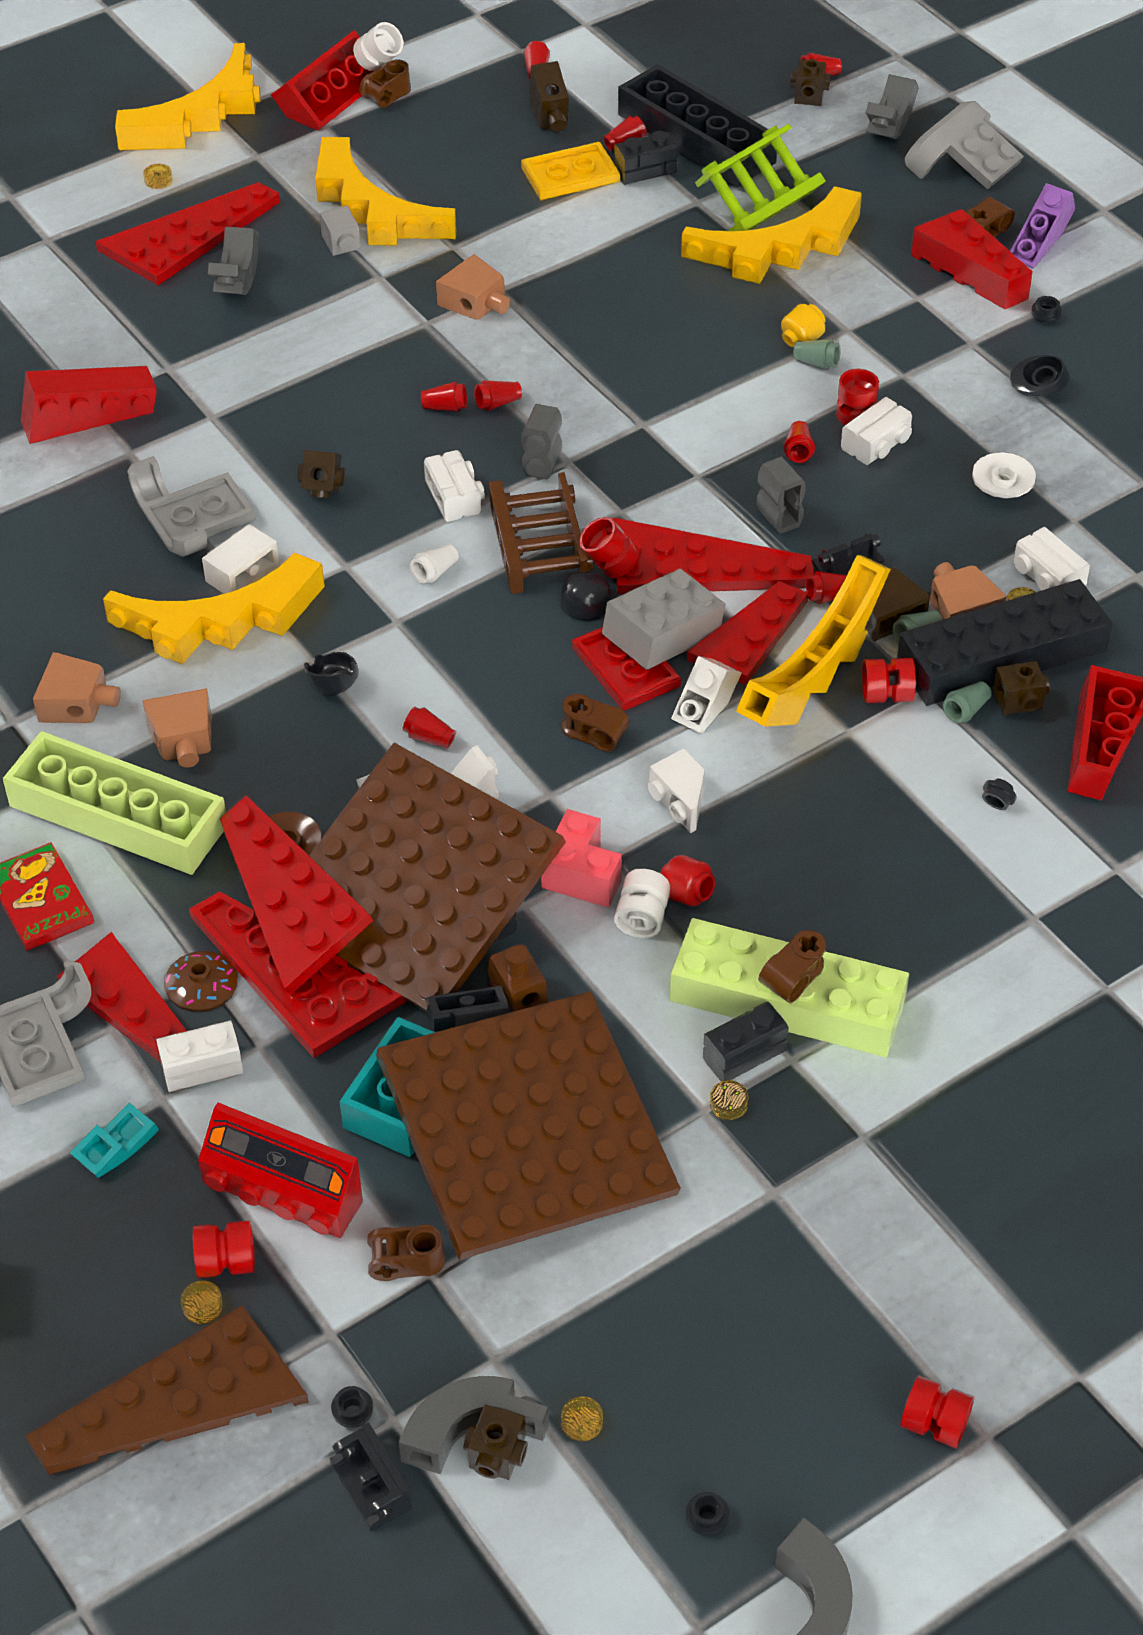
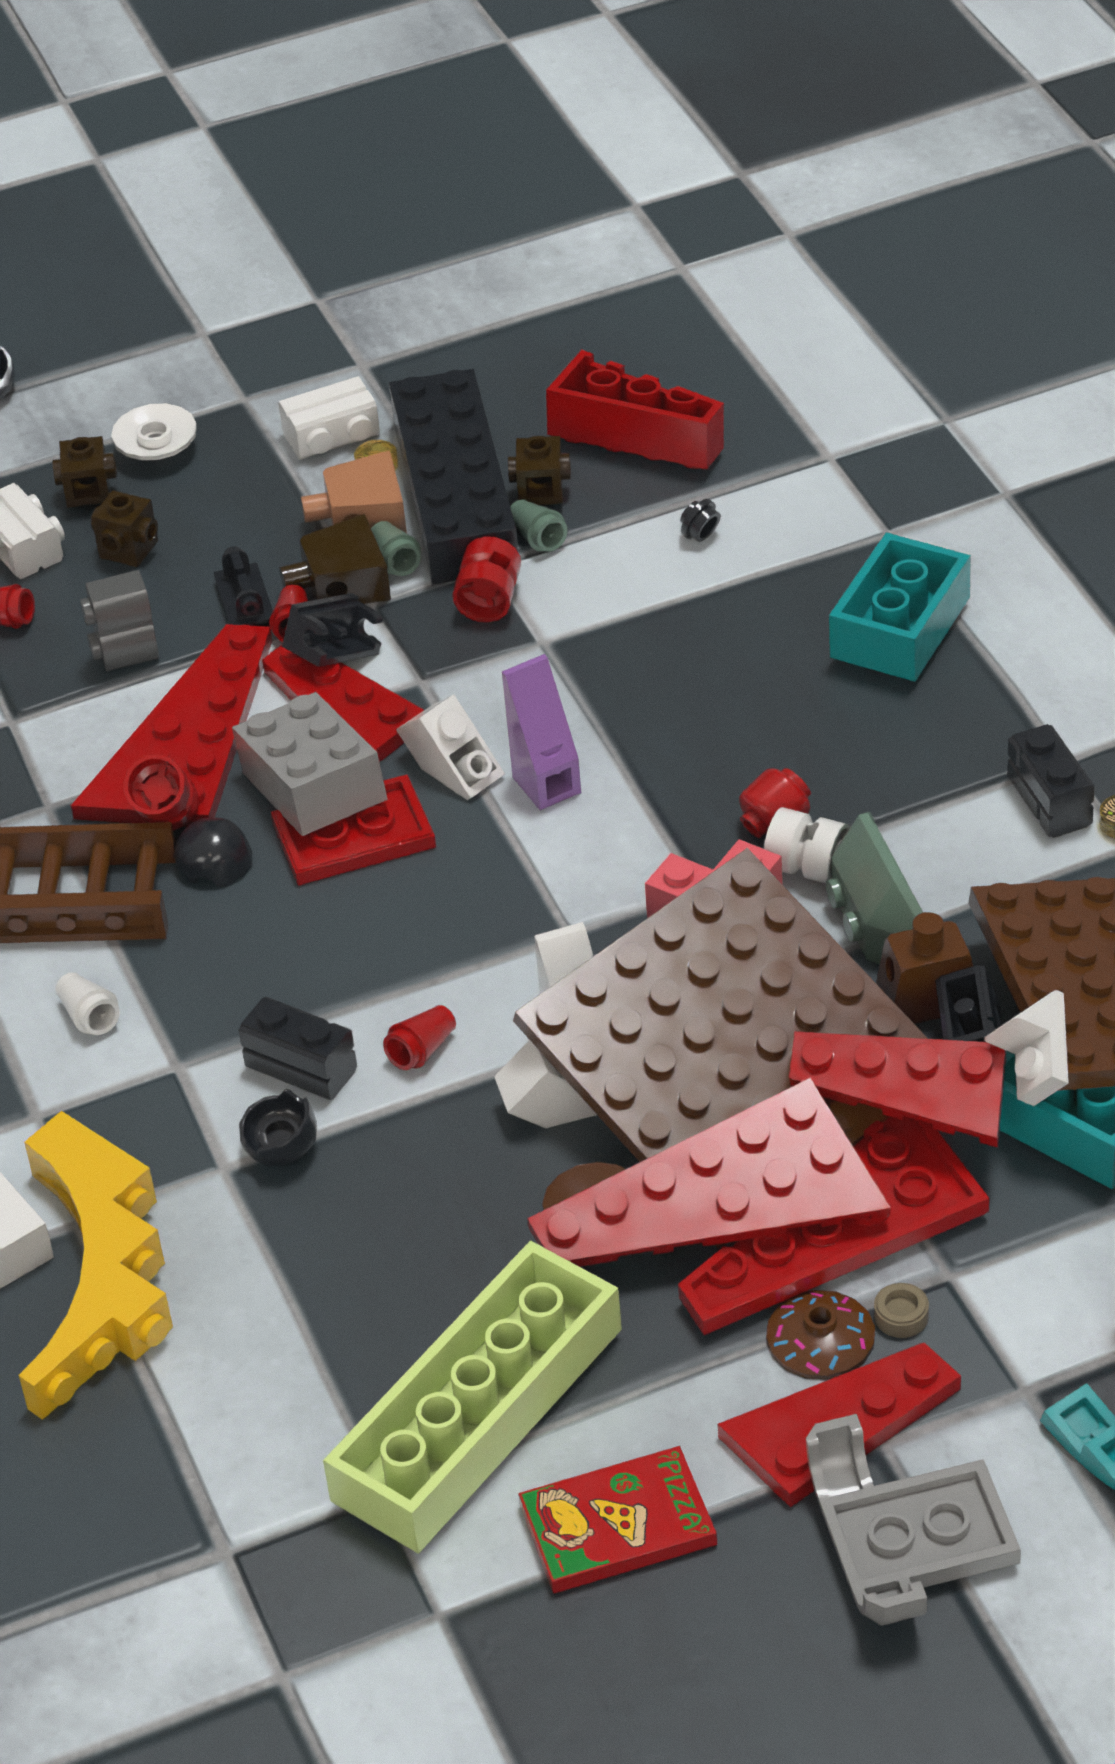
camera: 75 degrees left, 5 degrees down
(72, 691) = (203, 1452): nougat torso -> none
(180, 725) = (330, 1317): nougat torso -> none
(199, 1056) = (980, 1322): white brick -> none
(221, 1012) = (901, 1310): none -> dark tan tile
(385, 978) = (925, 1079): none -> red wing
(403, 667) = (298, 1048): none -> black brick
(416, 1027) = (1039, 1048): none -> white slope
(595, 724) = (467, 865): reddish brown piece -> none
(605, 951) = (870, 889): none -> sand green wedge
(679, 787) = (615, 791): white slope -> none
(704, 722) = (539, 734): none -> medium lavender slope
(795, 965) = (988, 683): reddish brown piece -> none
(798, 602) = (331, 630): none -> black hinge
(837, 638) = (418, 608): yellow arch -> none
(845, 1005) = (957, 742): yellowish green brick -> none
(893, 475) = (124, 528): none -> dark brown brick
(917, 923) = (899, 606): none -> teal brick
(944, 447) = (84, 470): none -> dark brown brick

